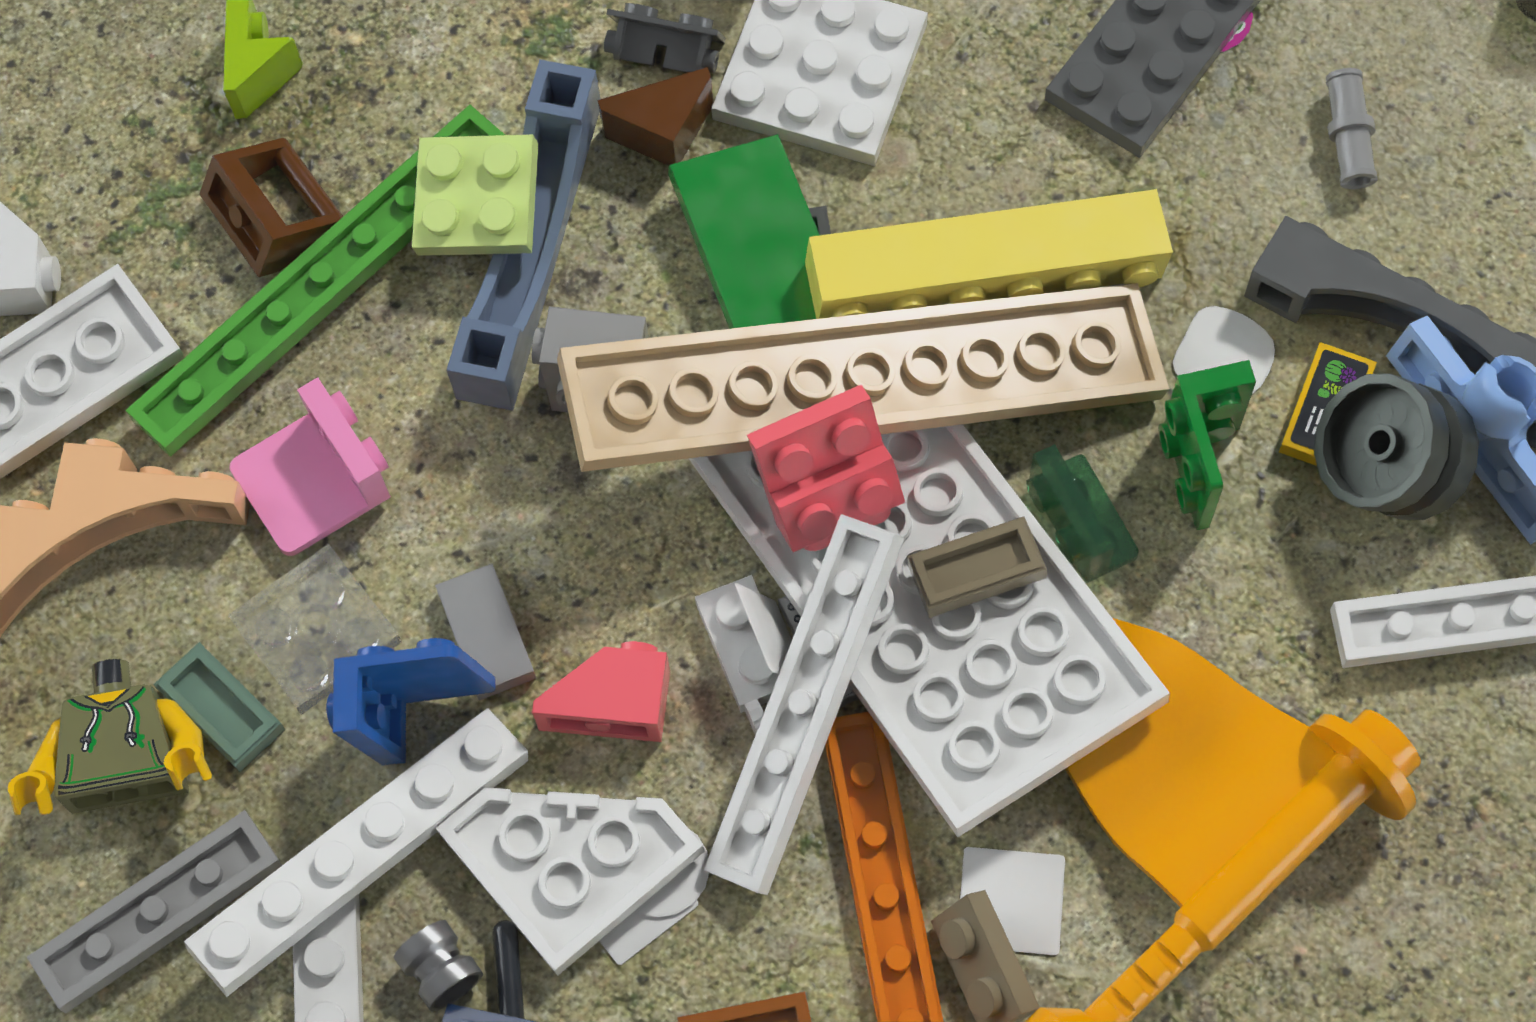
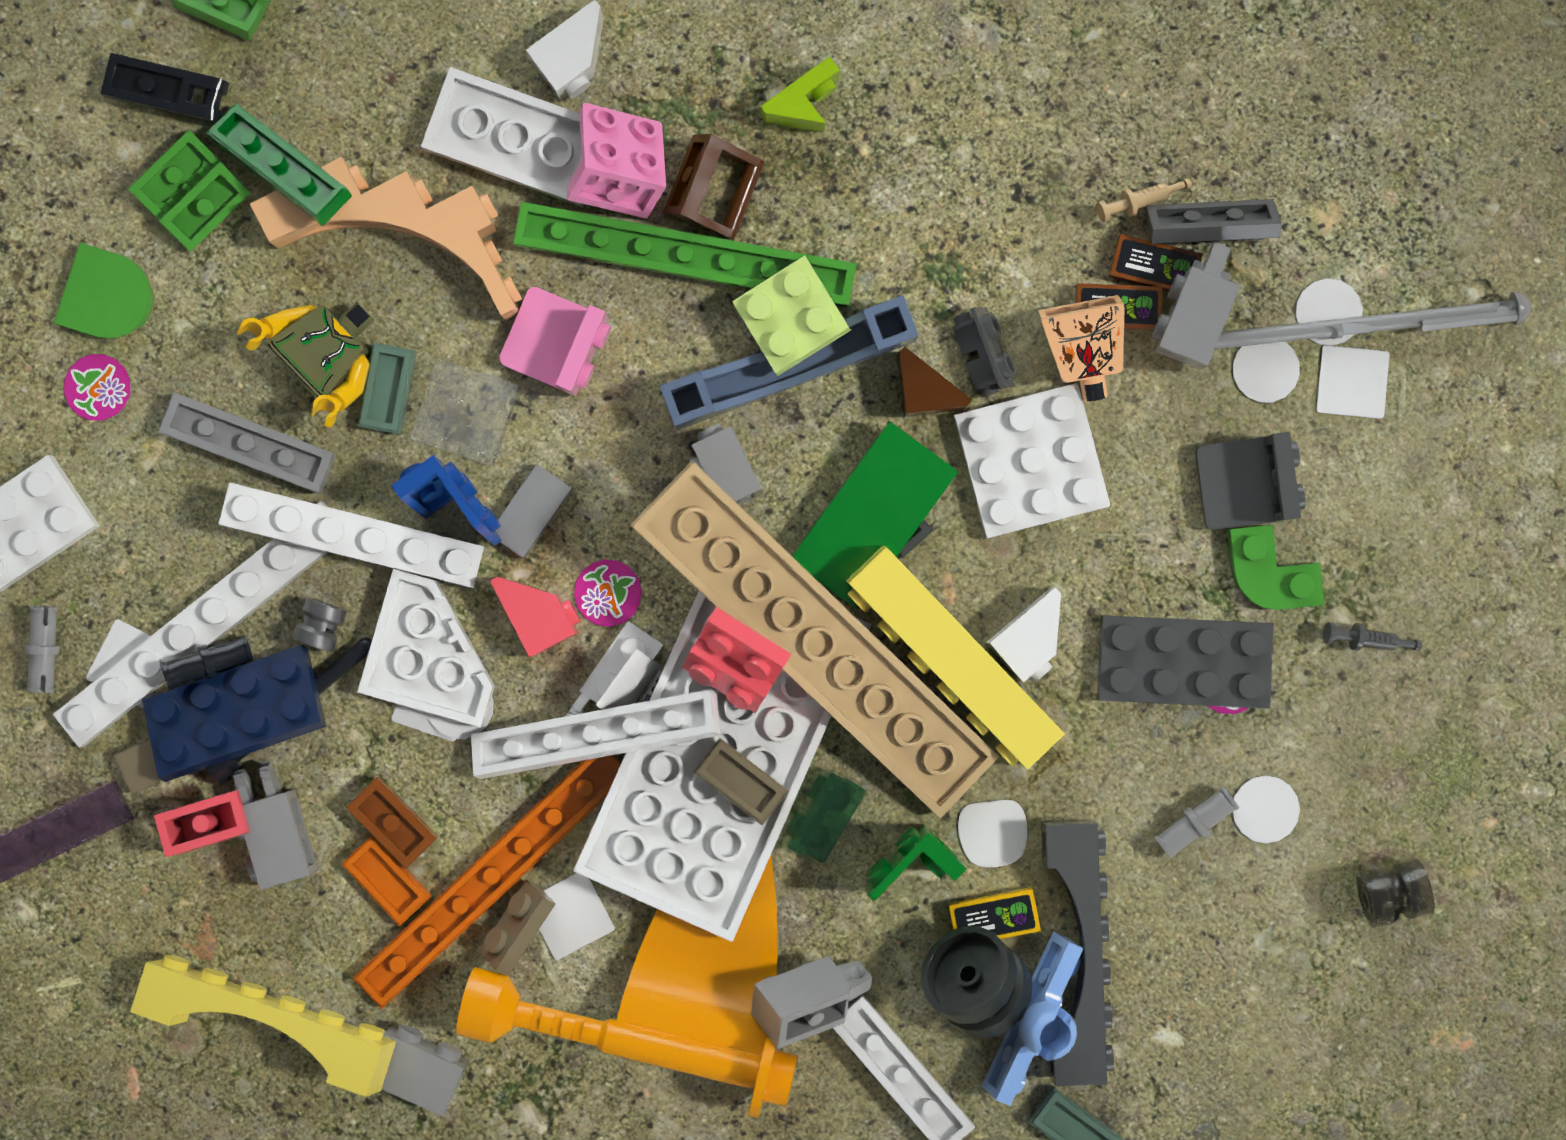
camera: 55 degrees right, 20 degrees up
(174, 276) = (619, 163): none -> bright pink bracket
(646, 606) = (607, 593): none -> sticker
(1019, 163) = (1030, 638): none -> white slope
(1297, 660) = (807, 999): none -> light grey hinge
(1387, 56) = (1266, 809): none -> white sticker

